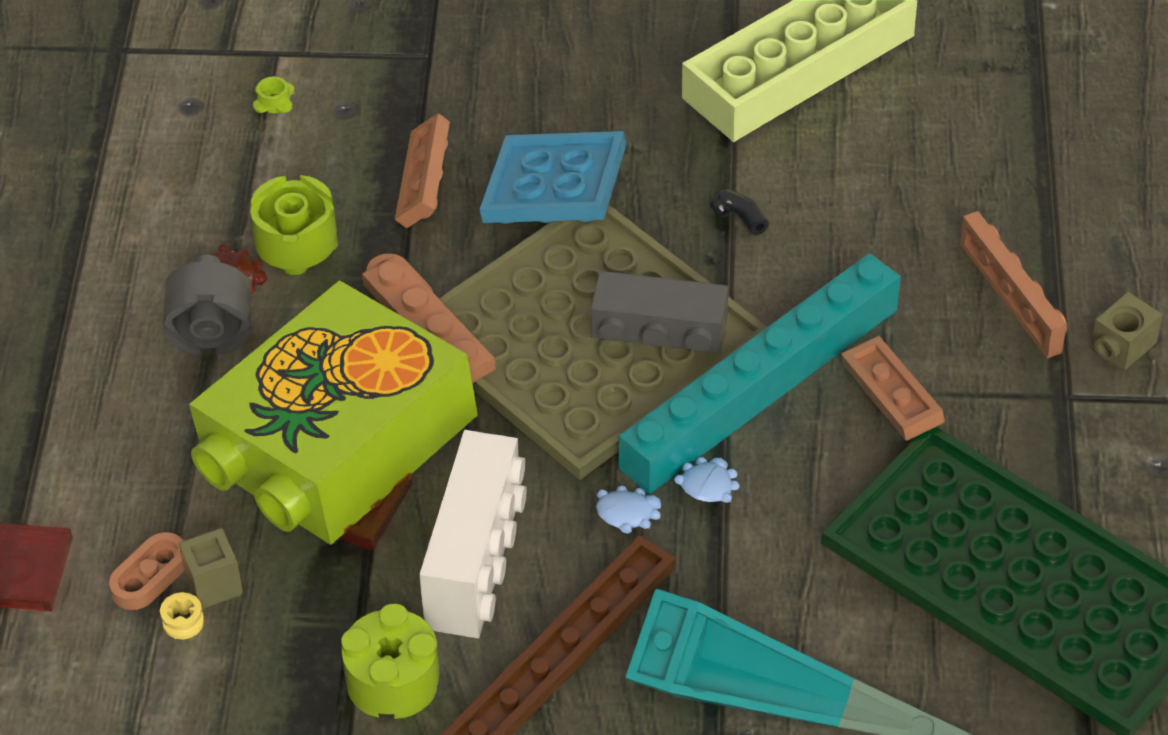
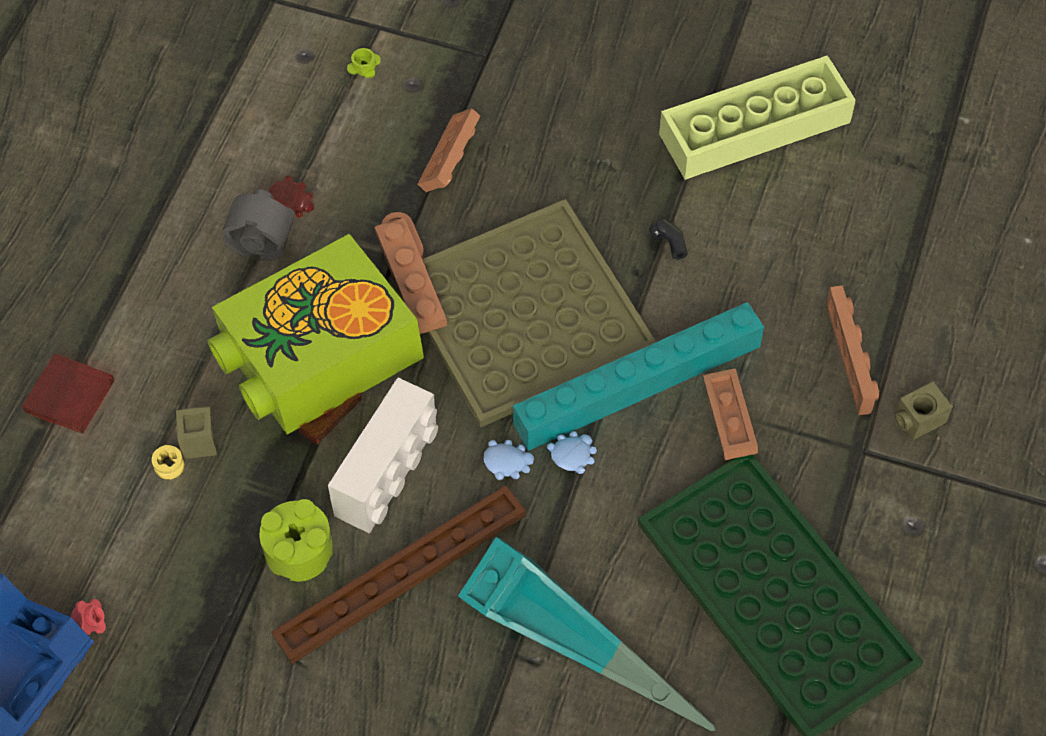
camera: 15 degrees right, 10 degrees up
(146, 572) = (154, 421): nougat plate -> none
(293, 223) = (341, 172): lime brick -> none
(553, 177) = (539, 180): dark azure plate -> none
(659, 311) = (577, 311): dark grey brick -> none

